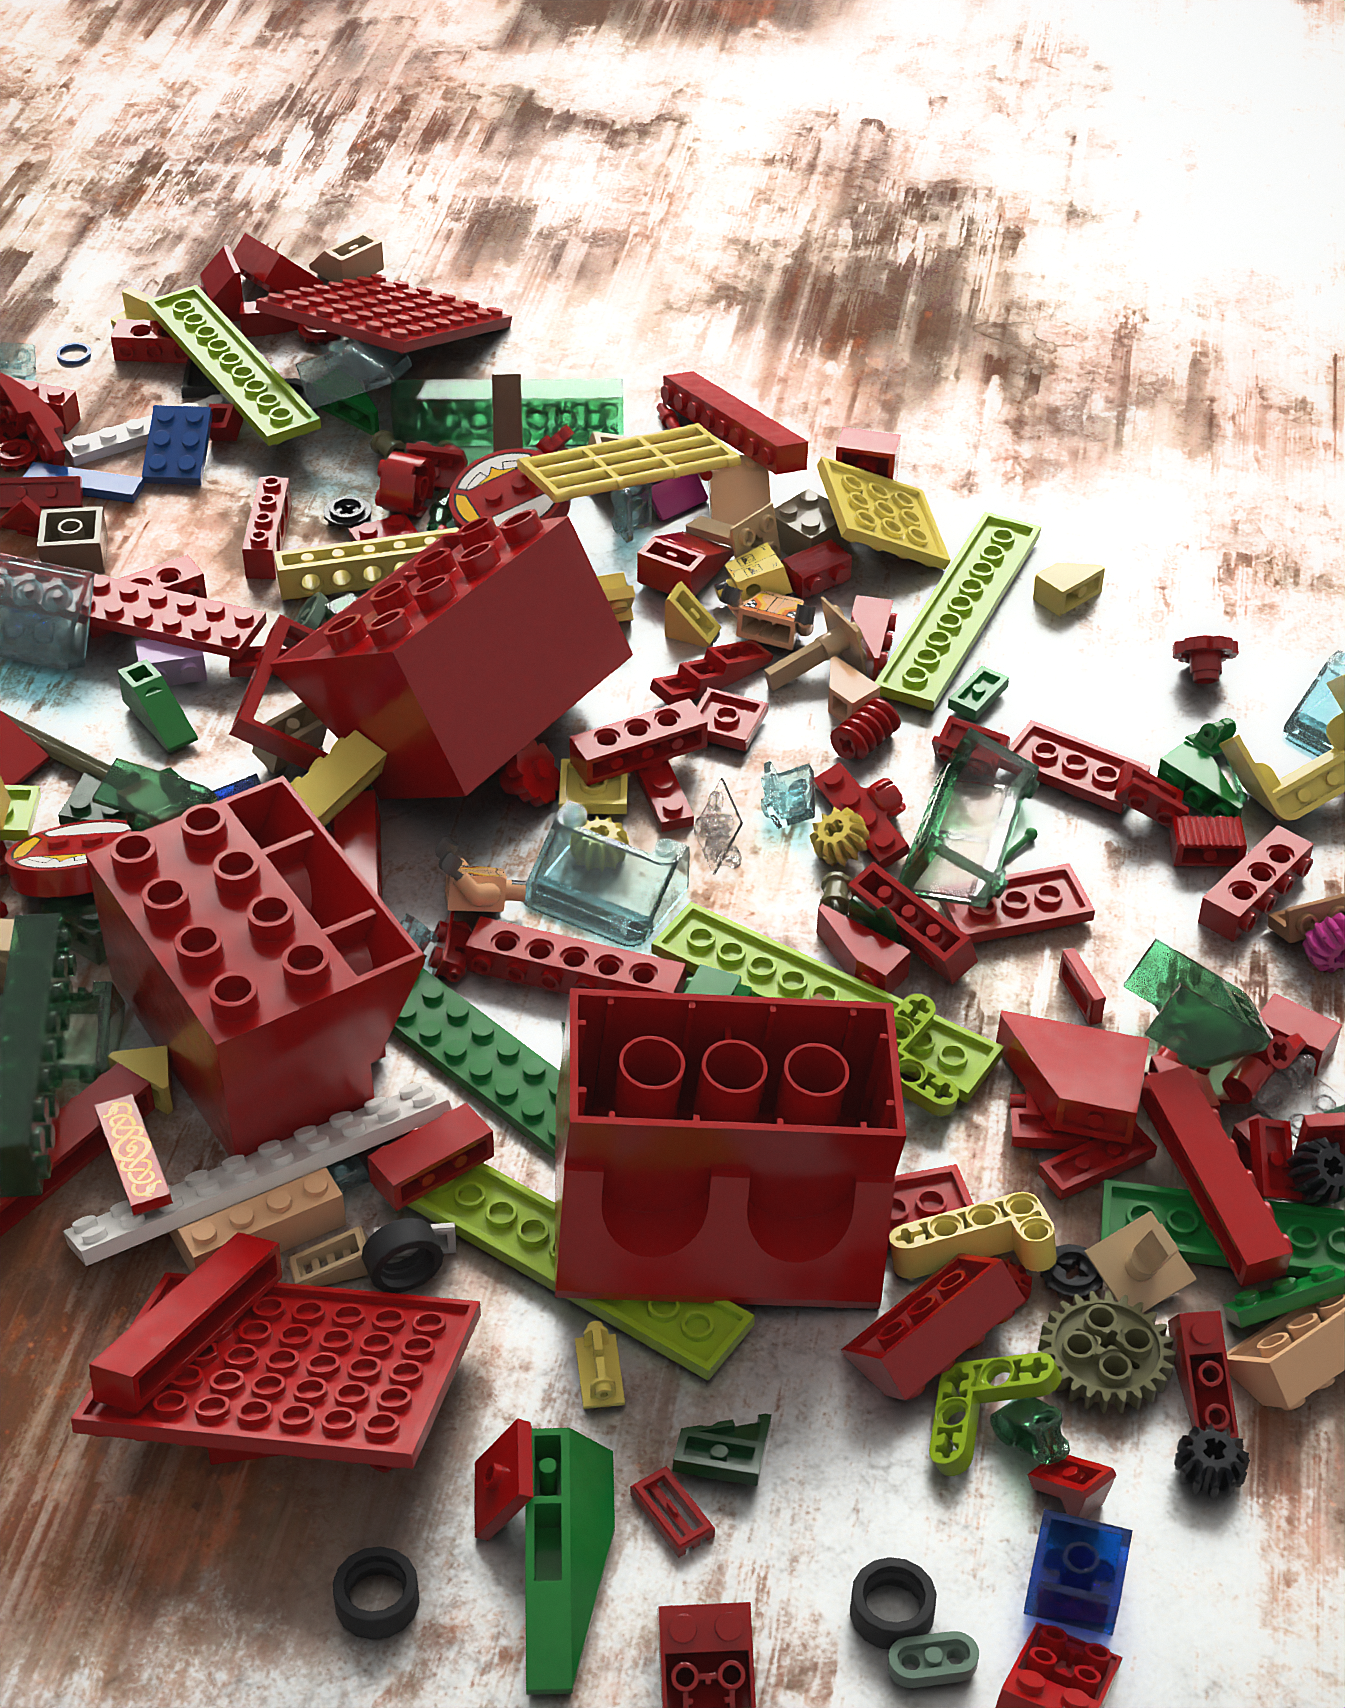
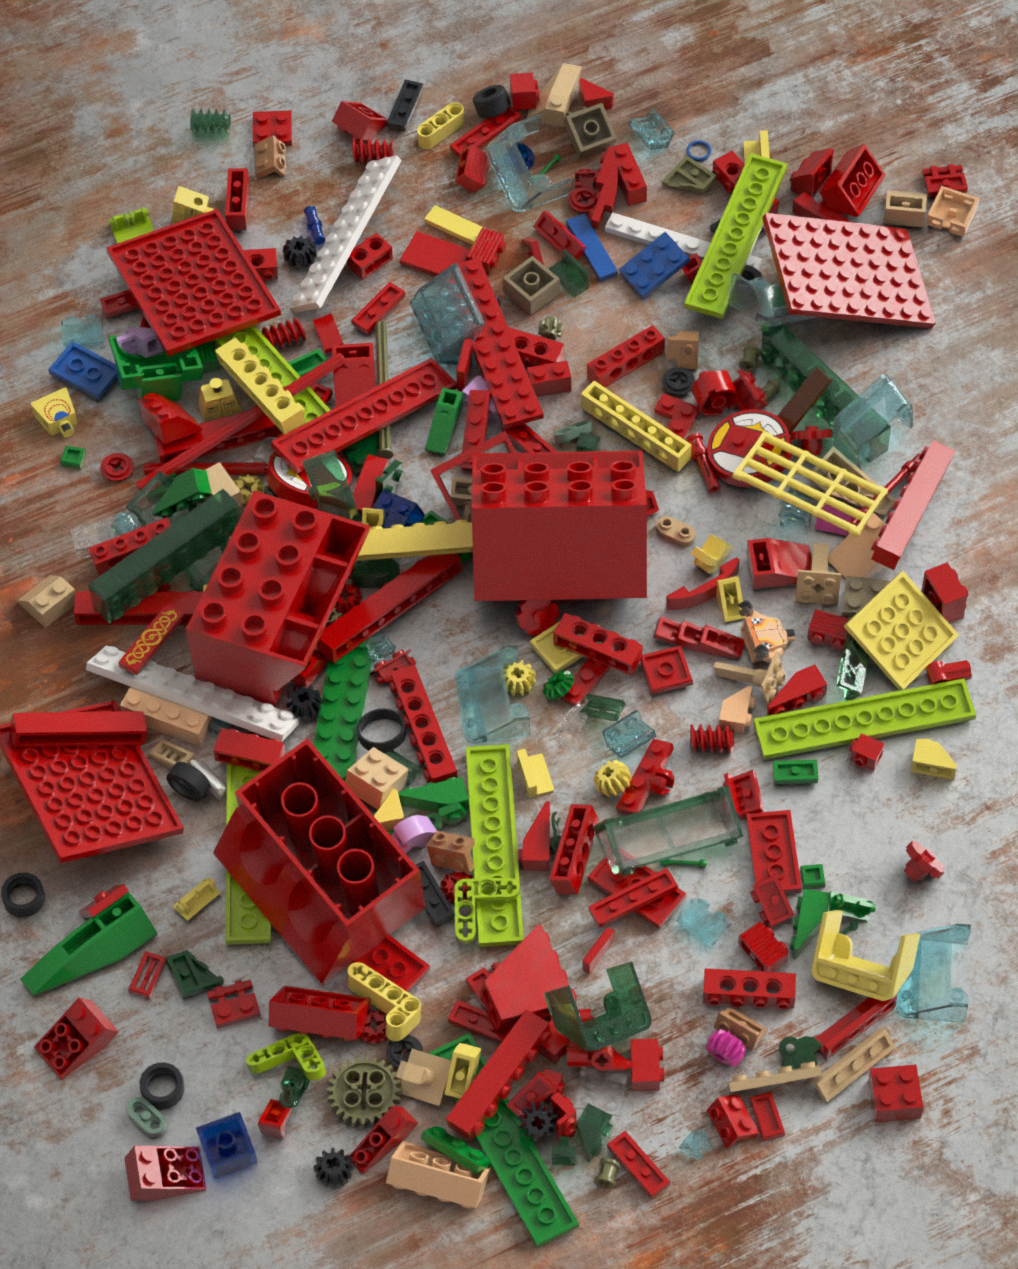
camera: 55 degrees right, 15 degrees up
(60, 762) = (364, 414): none -> red plate
(100, 369) = (690, 176): none -> olive wing
(107, 640) = (464, 365): none -> red tile
(111, 497) = (571, 274): none -> clear green panel
(146, 556) = (550, 328): none -> olive gear
(200, 680) = (476, 422): none -> red plate
(220, 583) = (550, 378): none -> red brick
(319, 479) = (684, 349): none -> medium nougat brick
(348, 225) = (936, 178): none -> red plate
(399, 241) = (952, 211): none -> light nougat piece
(407, 1062) = (304, 702): none -> black gear
(439, 511) = (707, 427): clear green pin -> none
(475, 886) = (435, 645): light nougat torso -> none
(527, 988) = (376, 715): none -> black tyre
(598, 387) = (868, 417): none -> clear light blue windscreen
(646, 827) = (558, 685): none -> green gear
(649, 648) = (684, 599): none -> red slope
(734, 780) = (603, 704): none -> clear green tile
(752, 909) = (534, 774): none -> light yellow panel
(756, 572) = (791, 606): light yellow torso -> none
(832, 1432) = (233, 1010): none -> red plate
(836, 891) = (565, 804): olive bush -> none
(882, 572) = (855, 669): none -> clear green fence
(960, 523) = (940, 672): none -> red piece
(1008, 625) = (866, 752): none -> red brick
(1039, 906) = (632, 897): none -> red plate
(1120, 872) = (703, 920): none -> clear light blue bracket
(1137, 751) = (812, 876): none -> green tile
(1176, 1206) = (462, 1069): none -> light yellow slope

